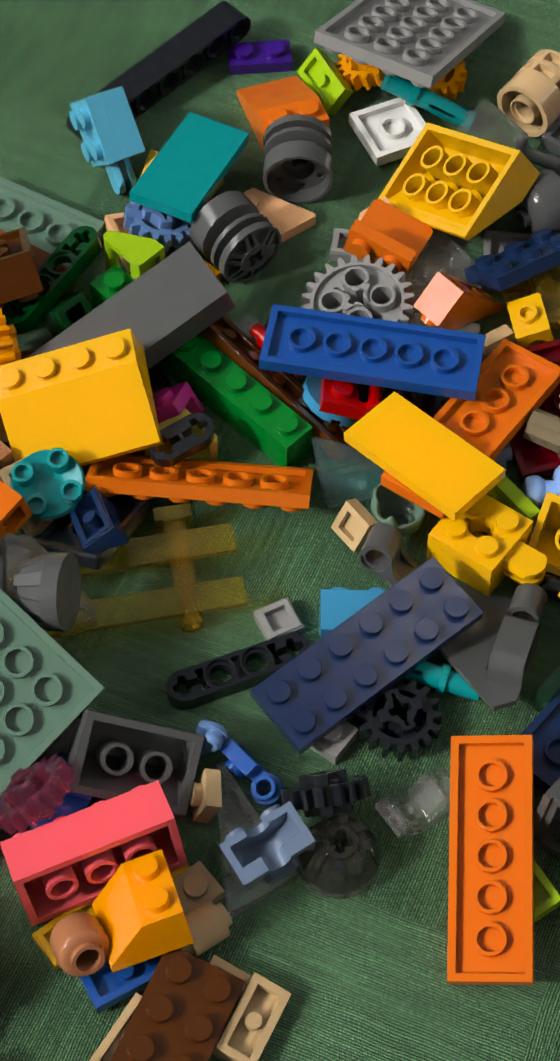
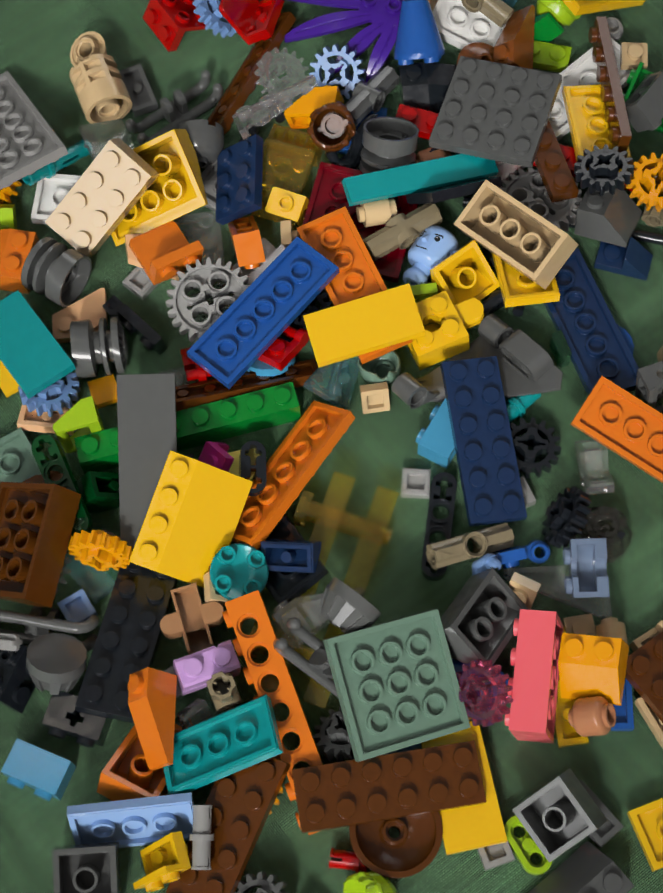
camera: 55 degrees left, 10 degrees up
(207, 688) = (455, 549): none -> dark tan piece
(290, 263) = (133, 323): none -> black hinge
(405, 145) = (102, 197): none -> tan brick

